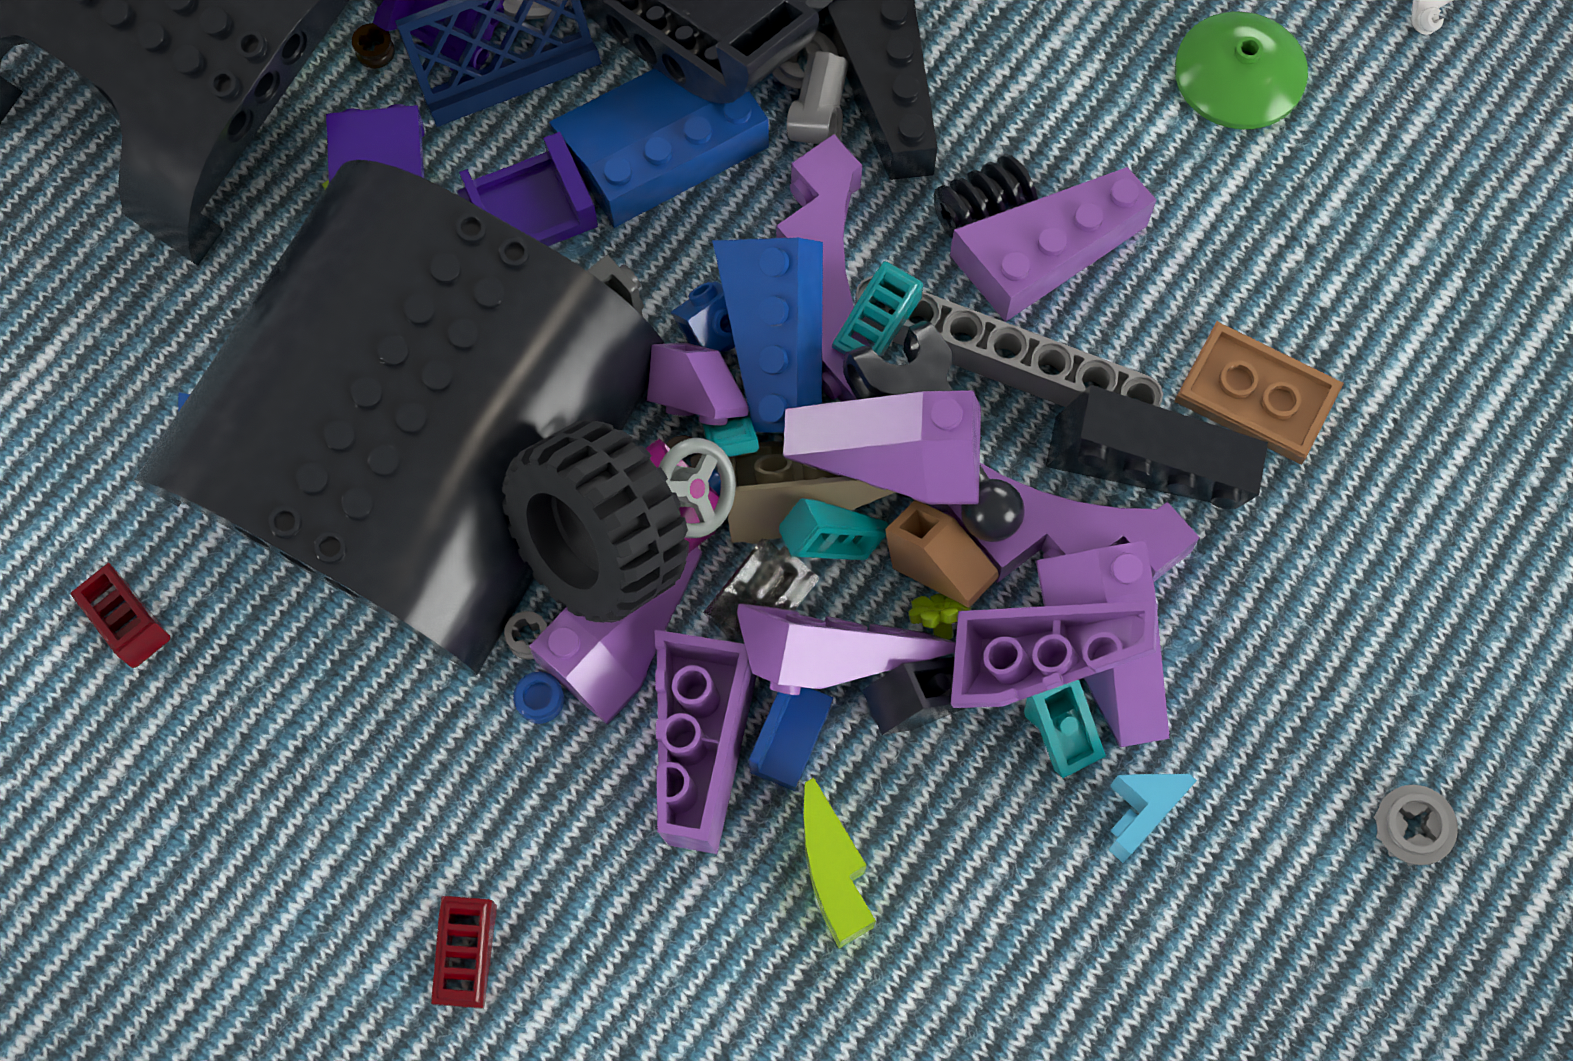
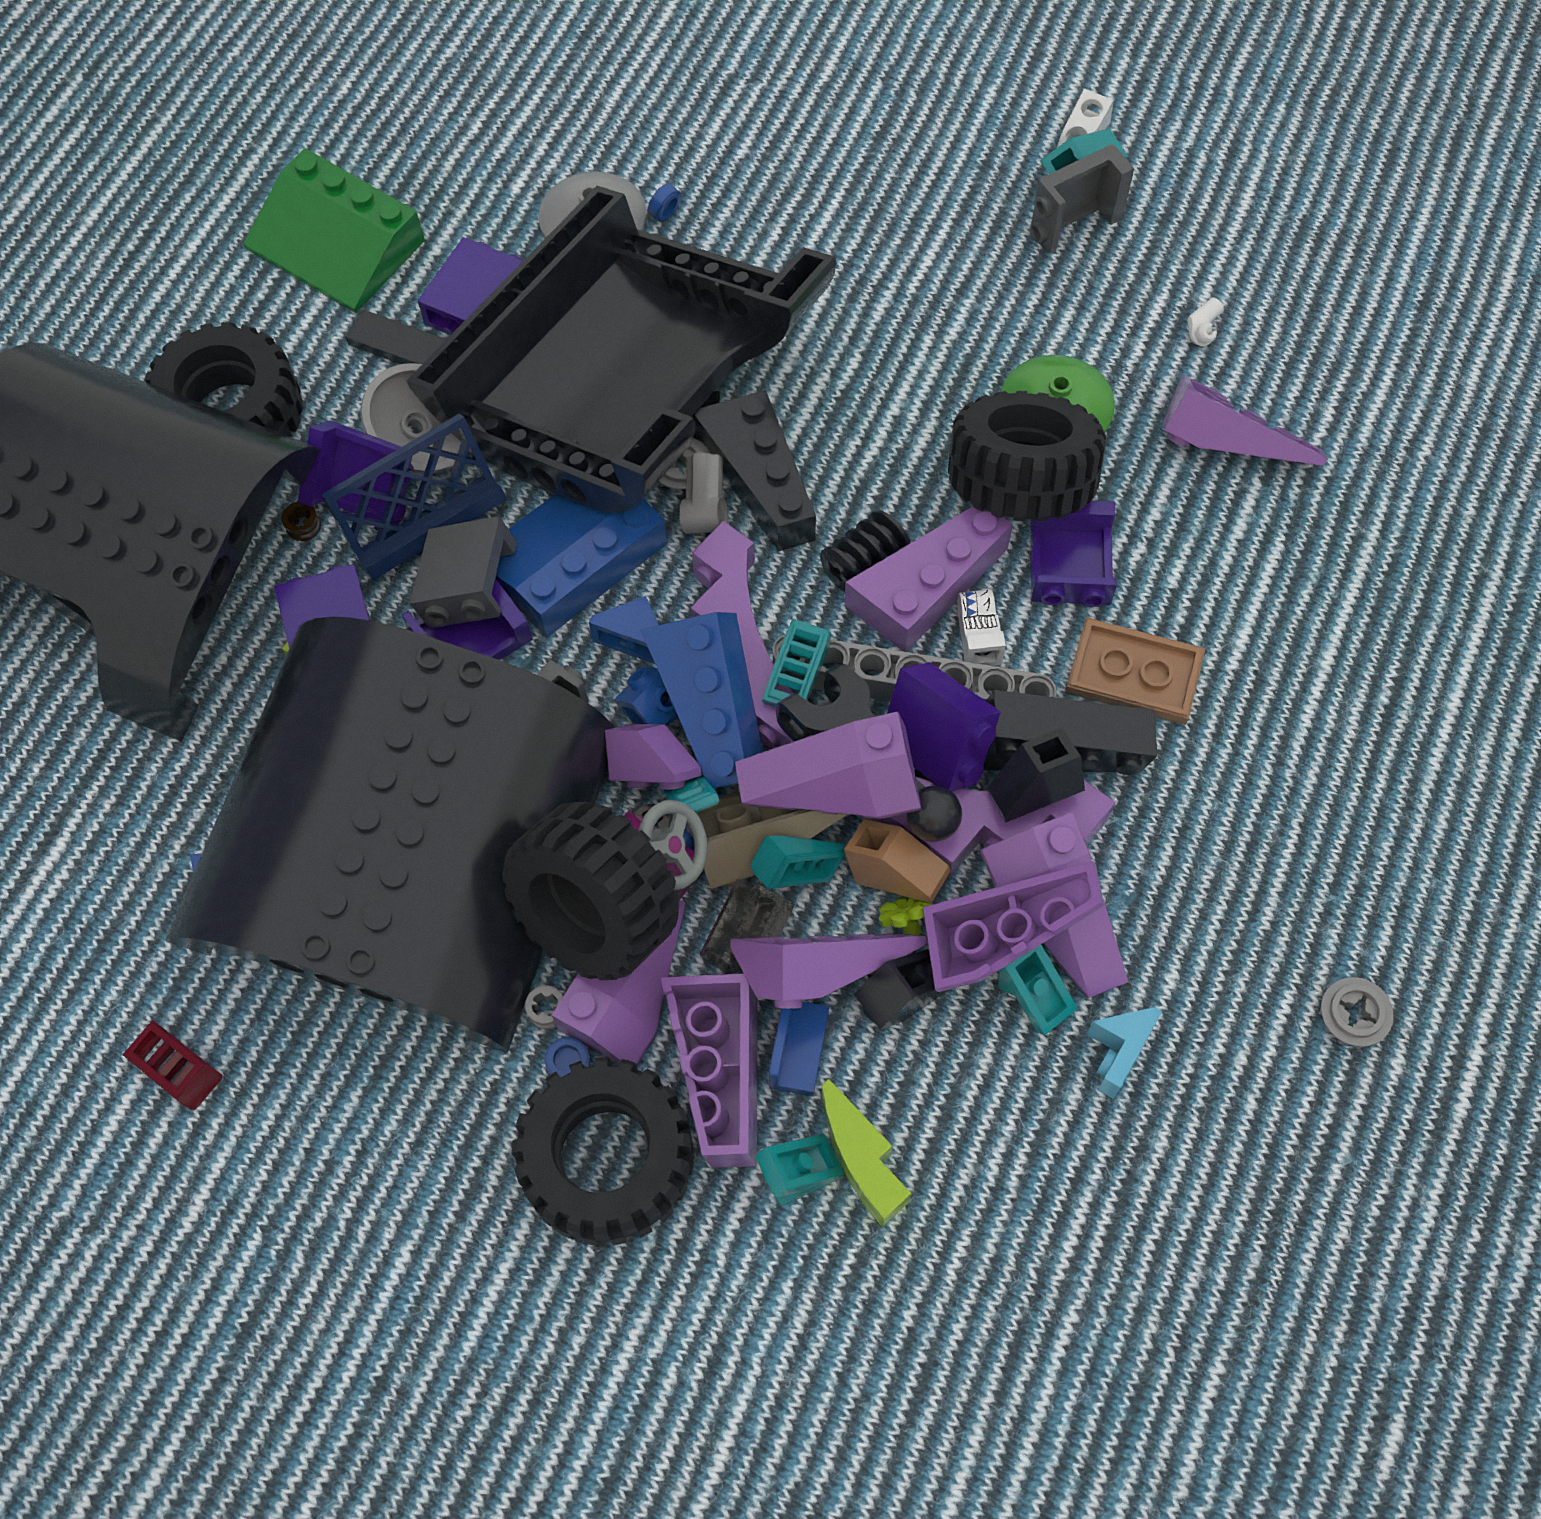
camera: 10 degrees left, 5 degrees down
(449, 908) = (540, 1260): dark red slope -> none
(515, 752) = (570, 1101): none -> black tyre
(532, 135) = (460, 572): none -> dark grey panel
(694, 229) = (621, 628): none -> blue slope
(761, 865) = (799, 1167): none -> teal slope
(1025, 413) = (944, 725): none -> dark purple brick
(1094, 310) = (980, 627): none -> white leg
(1117, 491) = (1037, 776): none -> black slope
(1189, 124) = (1026, 455): none -> black tyre
(1218, 244) = (1074, 557): none -> dark purple panel
(1409, 123) = (1209, 422): none -> medium lavender wedge

